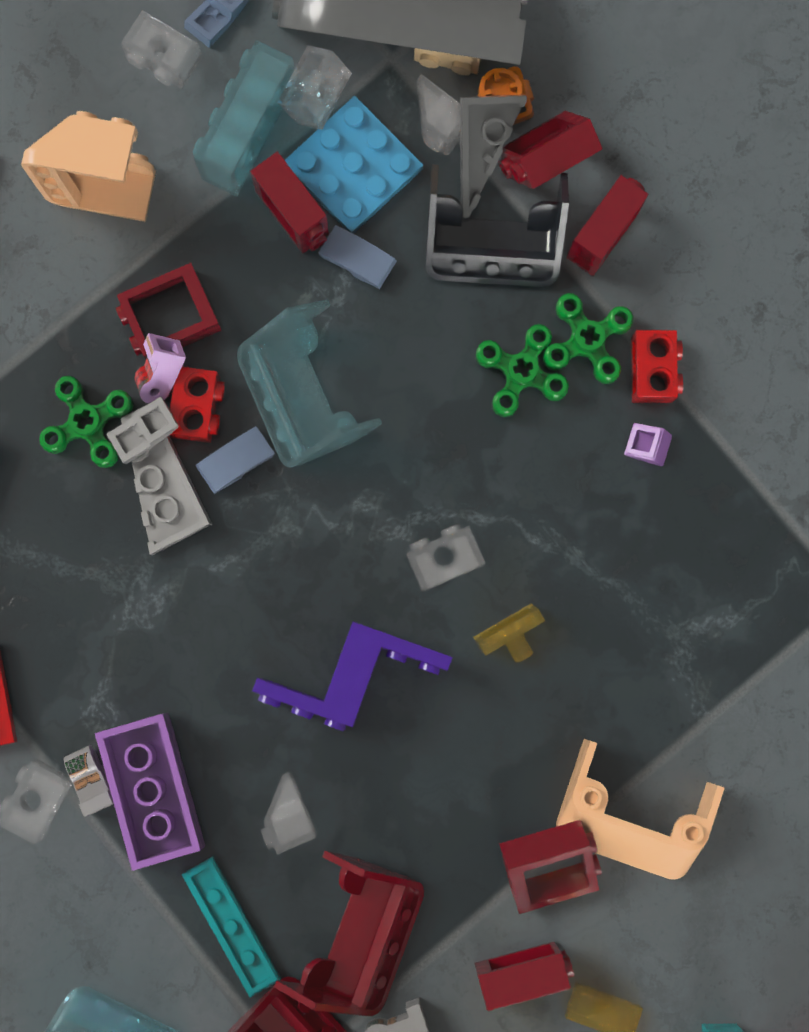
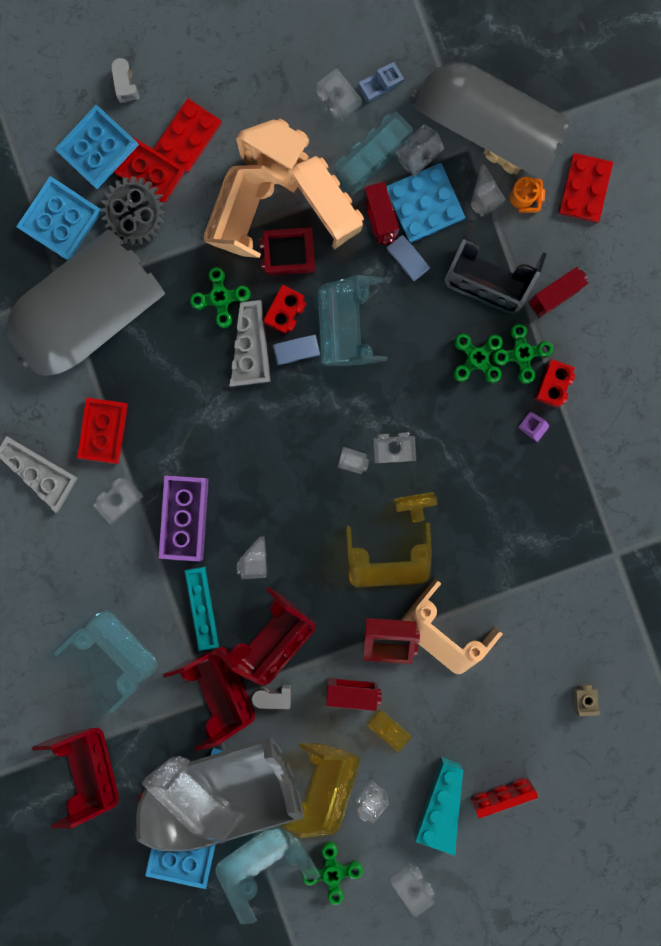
camera: 25 degrees right, 5 degrees up
(64, 272) = (237, 206): none -> light nougat windscreen
(88, 780) = (151, 500): light grey leg -> none
(143, 431) = (250, 315): light grey slope -> none
(161, 367) = (273, 282): lavender leg -> none
(198, 210) = (327, 199): none -> light nougat windscreen
(351, 676) = (317, 496): dark purple bracket -> none
(386, 600) = (353, 461): none -> clear slope
(474, 773) = (386, 574): none -> clear yellow windscreen
(483, 131) = (508, 210): dark grey wing -> none
(549, 149) = (541, 235): dark red window -> none
(589, 55) = (585, 187): none -> red plate

